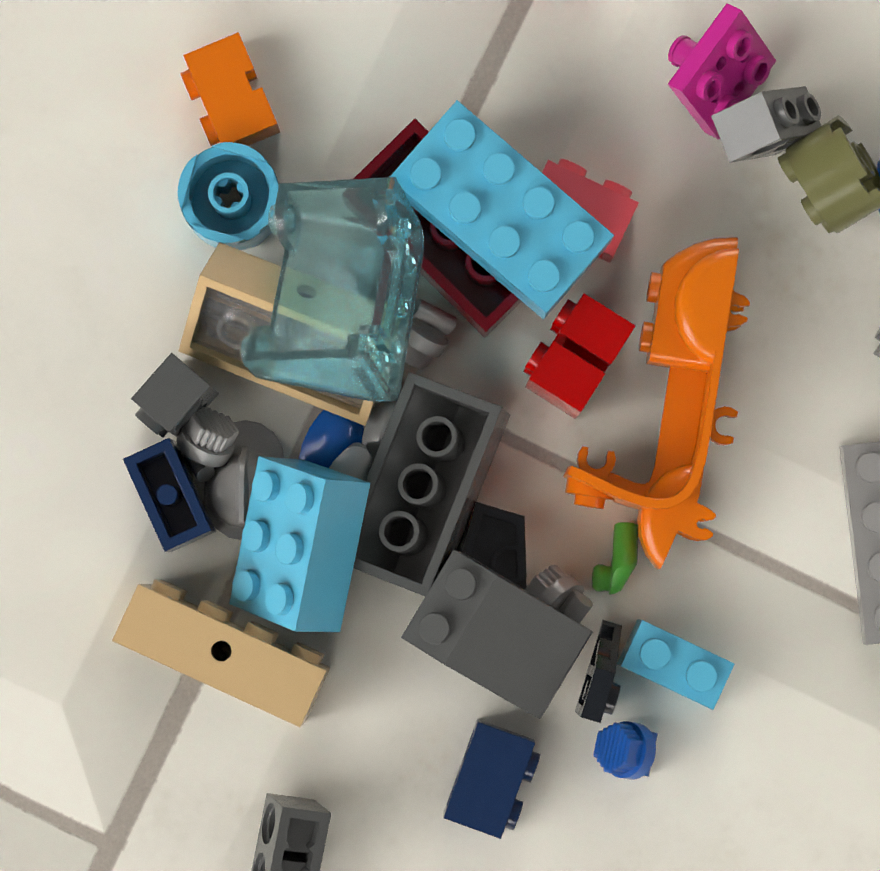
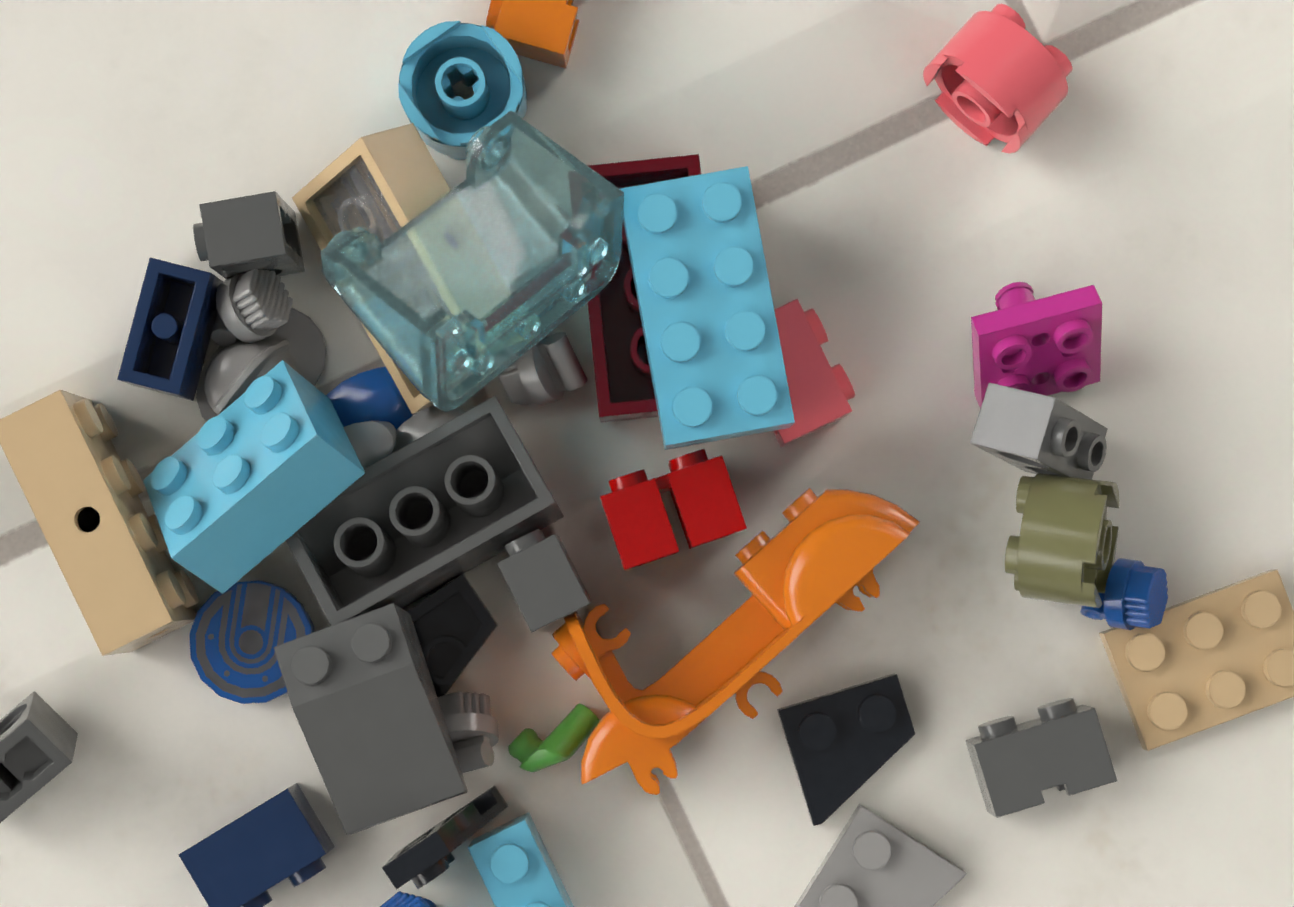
camera: 40 degrees right, 0 degrees up
(371, 655) = (237, 638): none -> tile
(533, 462) = (543, 579): none -> dark grey brick
(798, 413) = (844, 740): none -> black wing

